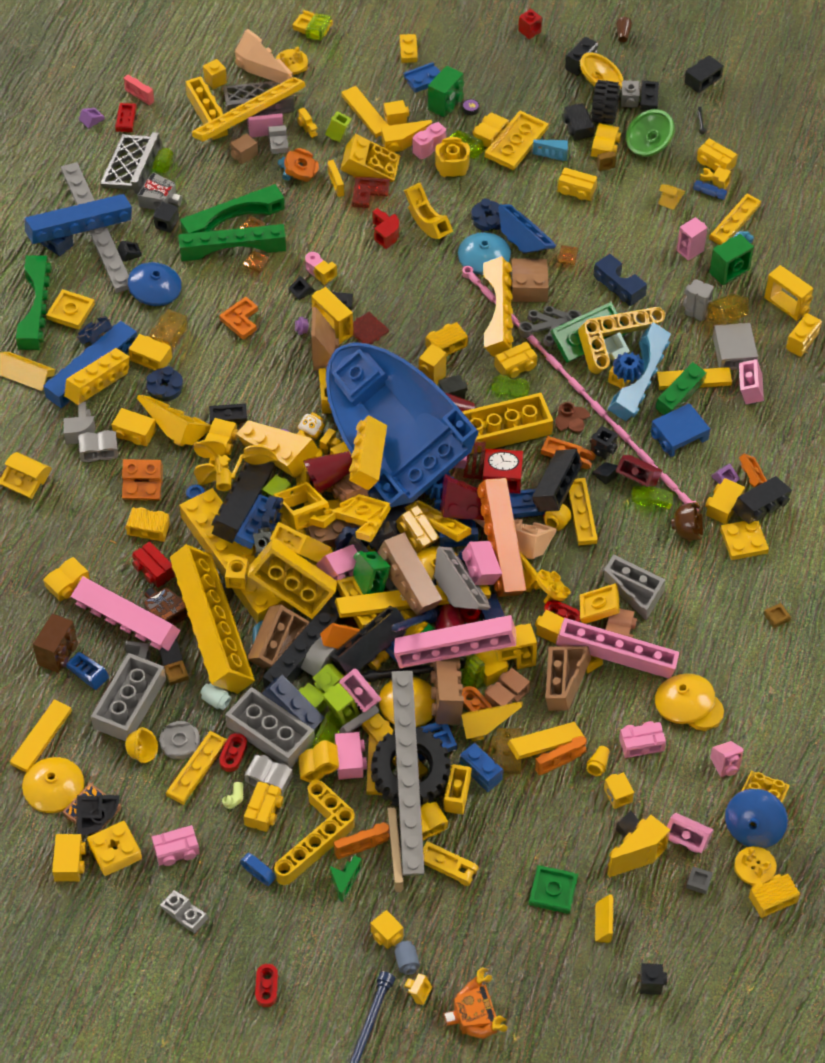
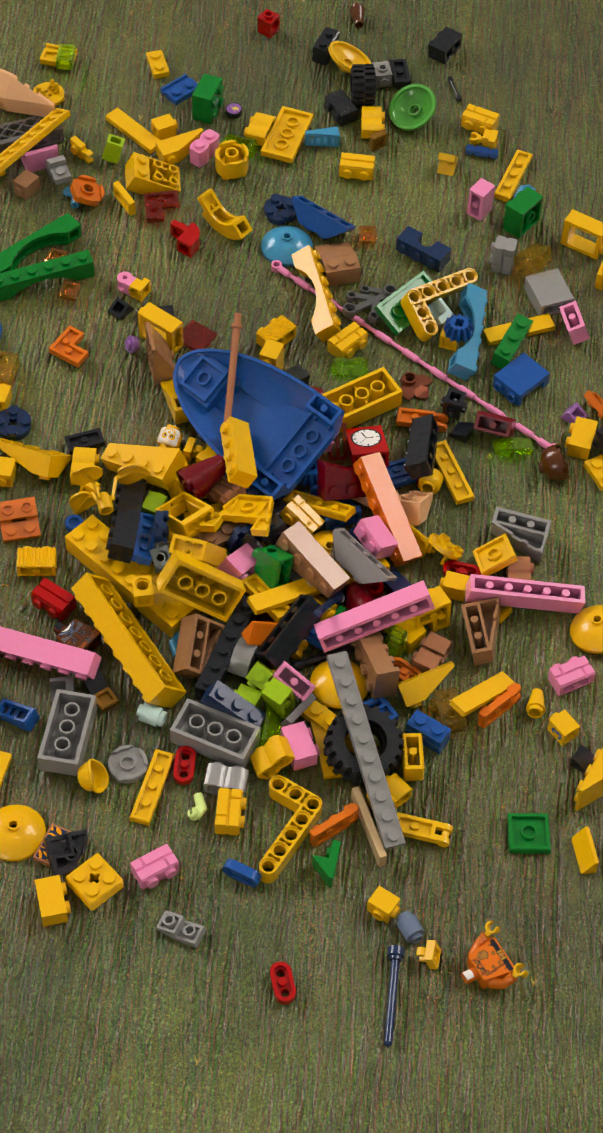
camera: 15 degrees left, 0 degrees up
(396, 326) = (236, 325): none -> nougat bar

